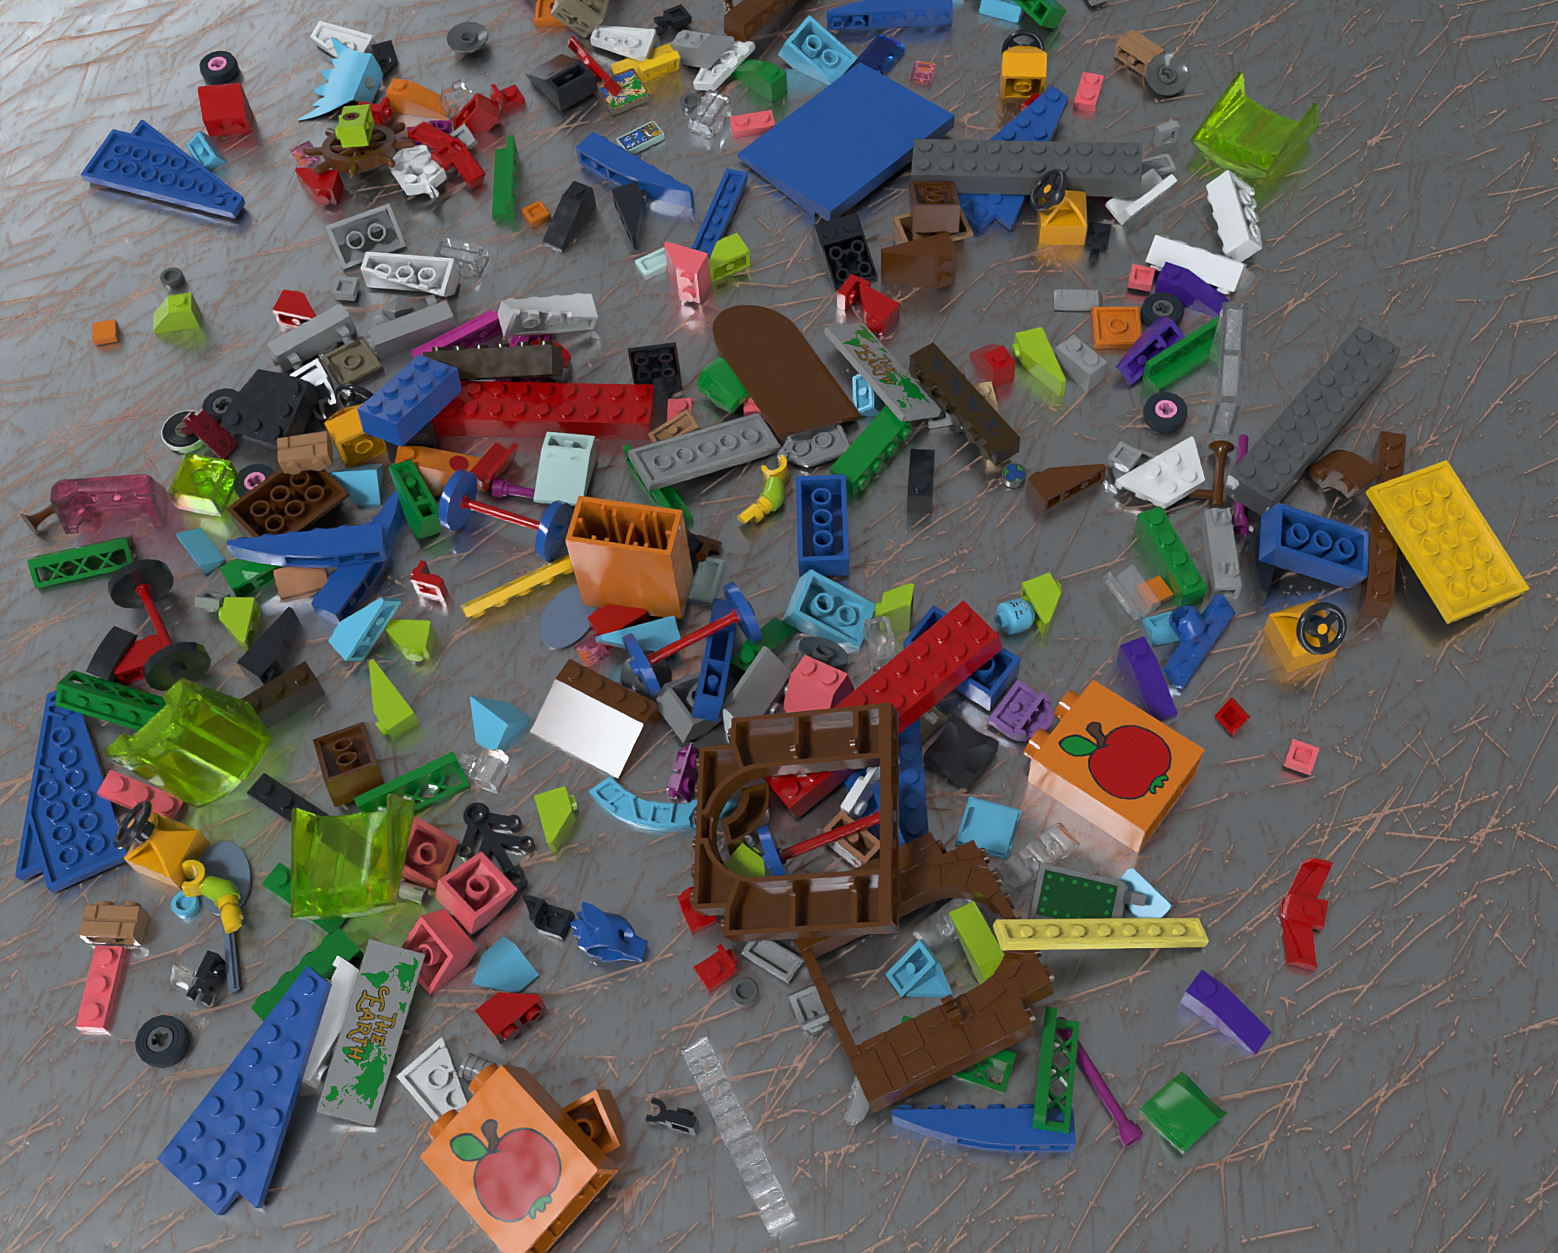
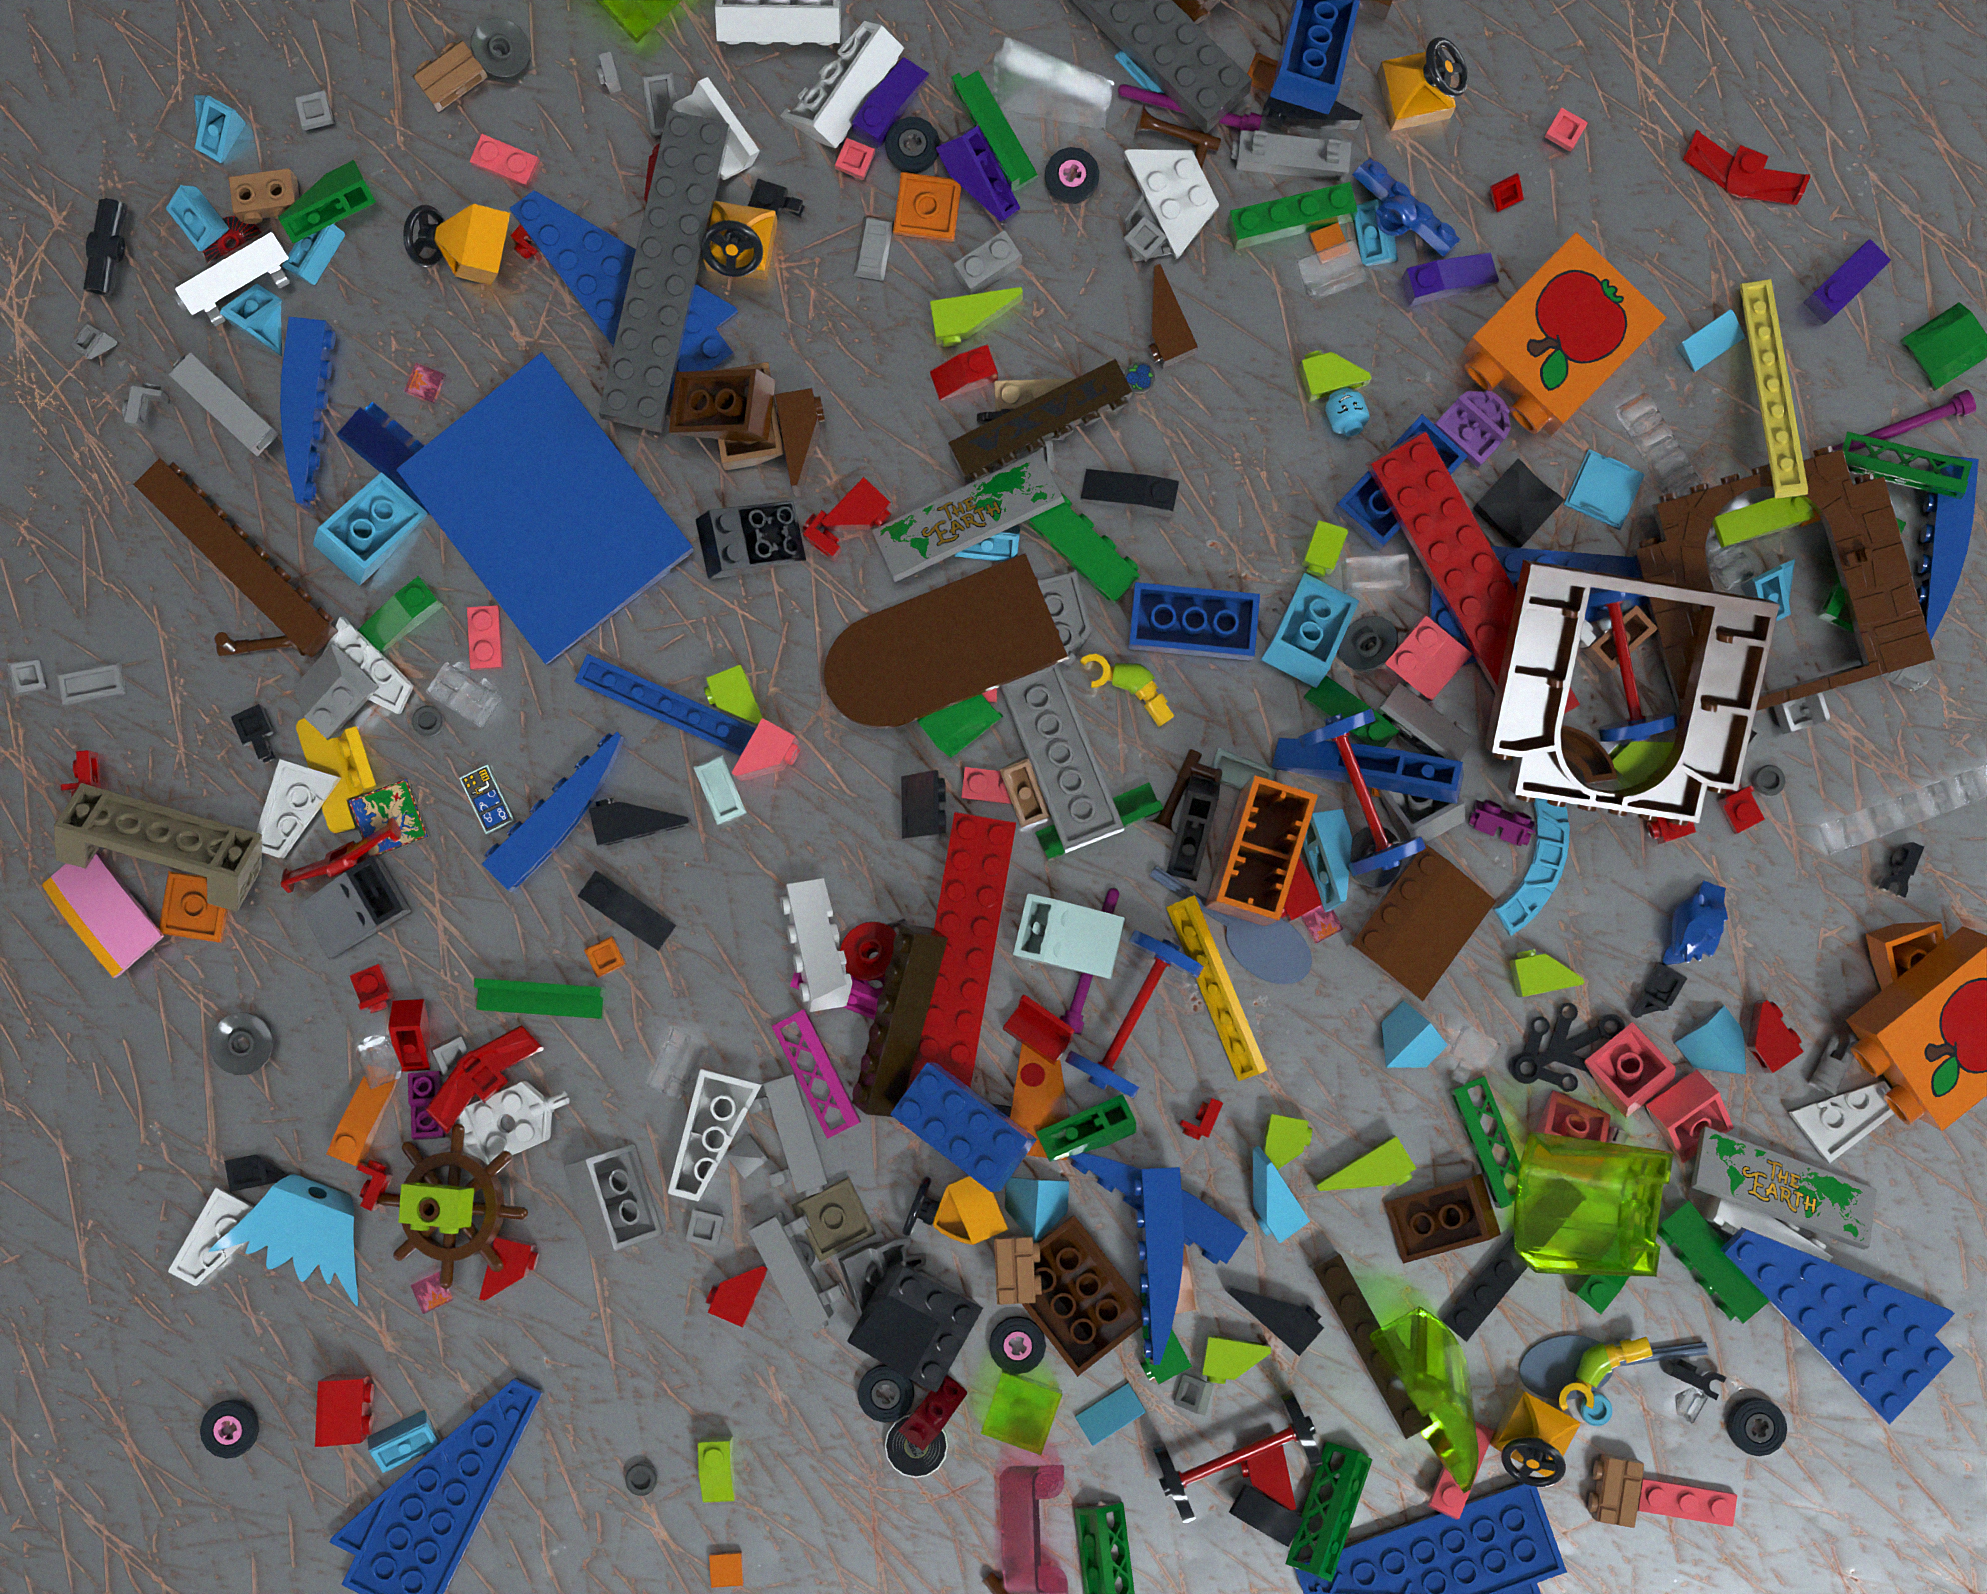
camera: 90 degrees left, 25 degrees up
(1079, 895) = (1714, 400): dark green tile -> none

